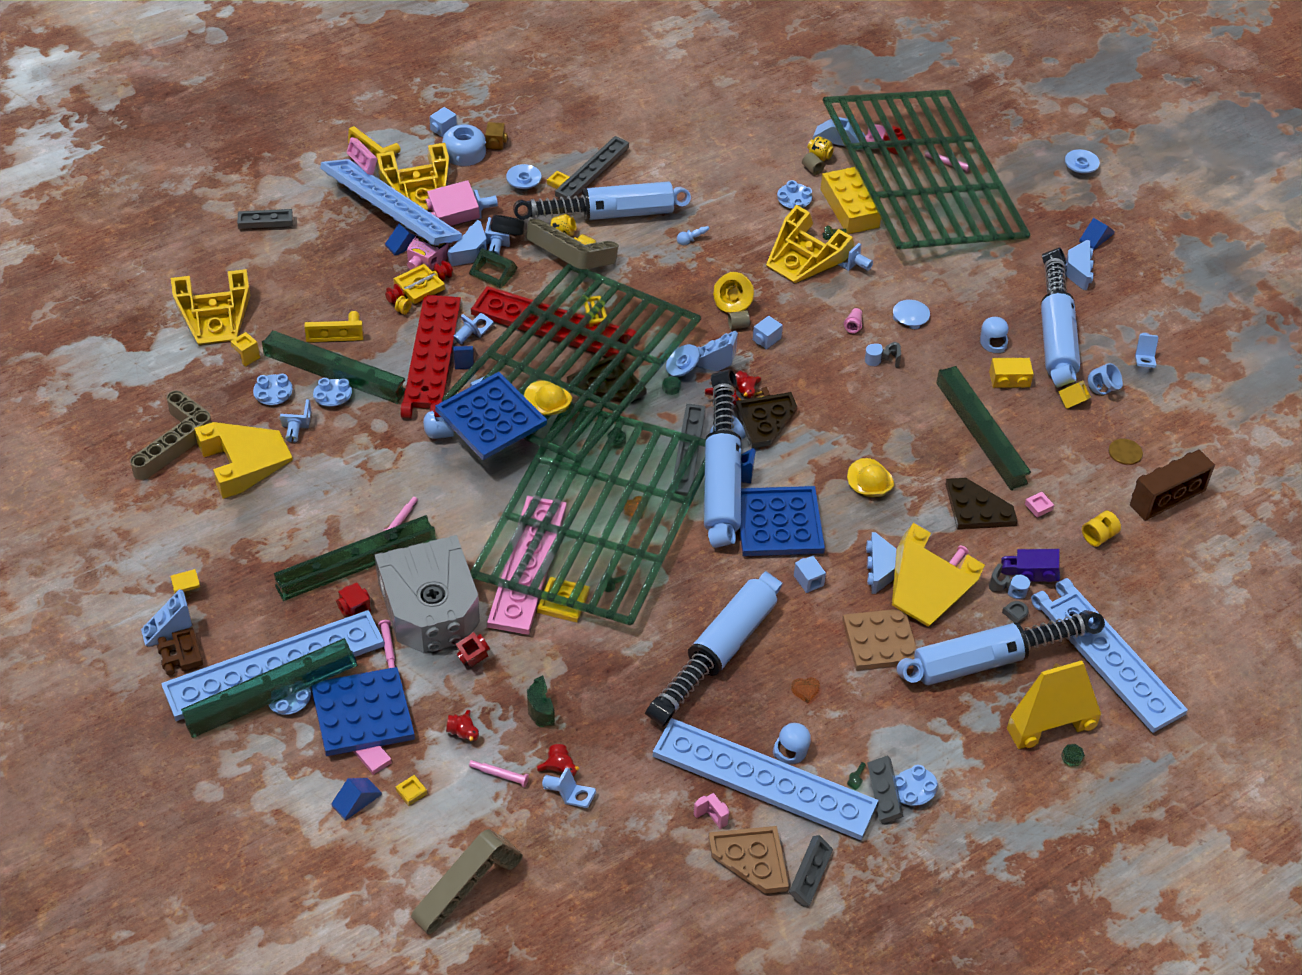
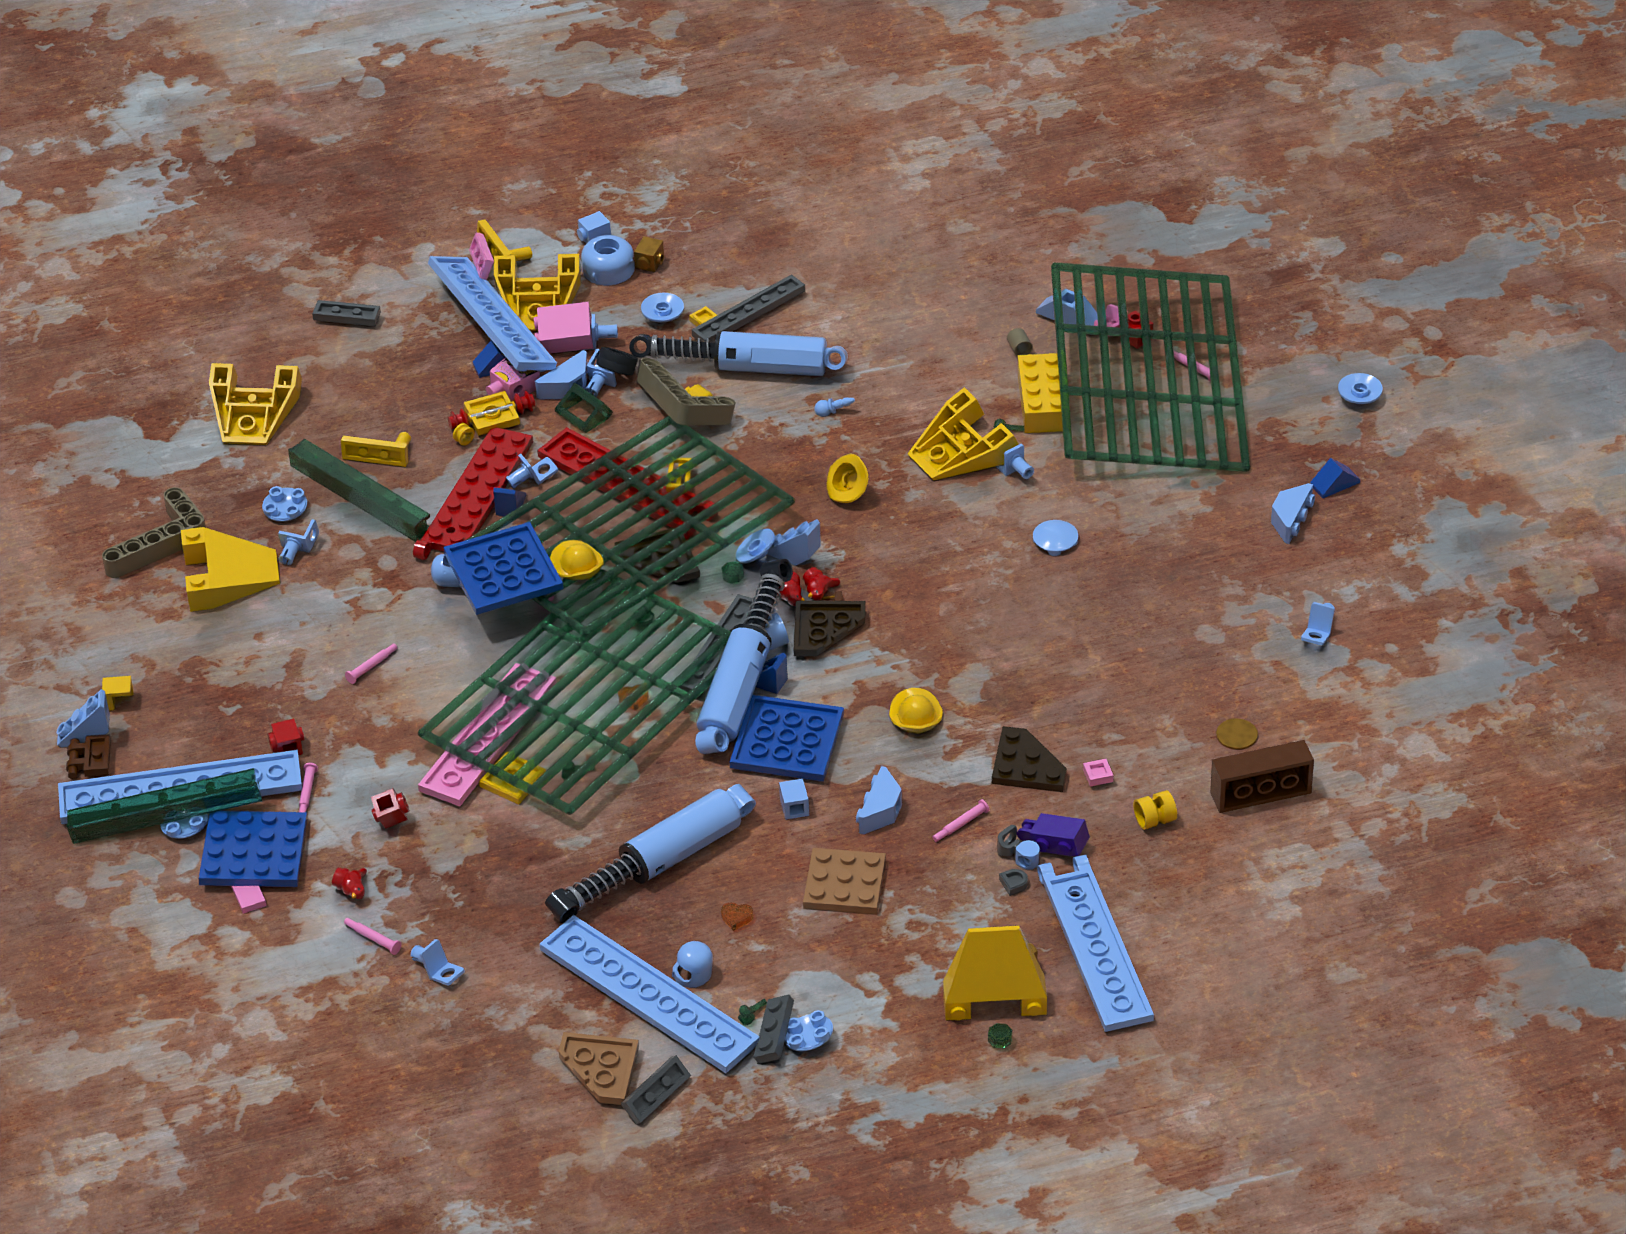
camera: 20 degrees right, 5 degrees down
(246, 347) = (270, 454): yellow panel -> none
(332, 392) = (348, 517): light blue dish -> none
(350, 558) = (305, 694): clear green tile -> none
(354, 796) = (214, 928): blue slope -> none
(411, 790) = (275, 935): yellow tile -> none
(429, 594) = (365, 742): light grey piece -> none
(462, 878) = (290, 1016): dark tan beam -> none
(538, 706) = (437, 872): clear green cylinder -> none
(558, 760) = (437, 929): red animal -> none
(565, 224) = (684, 371): yellow head -> none
(718, 811) = (576, 1006): bright pink bracket -> none
(738, 320) = (843, 511): dark tan beam -> none
(767, 332) = (869, 530): light blue brick -> none
(794, 194) = (979, 377): light blue dish -> none
(821, 148) = (1036, 325): yellow head -> none
(853, 322) = (978, 535): bright pink cone -> none
(875, 353) = (987, 576): leg -> none
(925, 582) = (920, 831): yellow wedge -> none
(983, 427) = (1074, 677): clear green tile -> none
(991, 648) = (955, 909): light blue piece -> none
(994, 328) = (1140, 567): light blue helmet -> none
(1011, 372) = (1139, 622): yellow brick -> none
(1059, 322) = (1224, 573): light blue piece -> none
(1074, 394) = (1204, 657): yellow panel -> none
(1107, 375) = (1251, 645): light blue helmet -> none

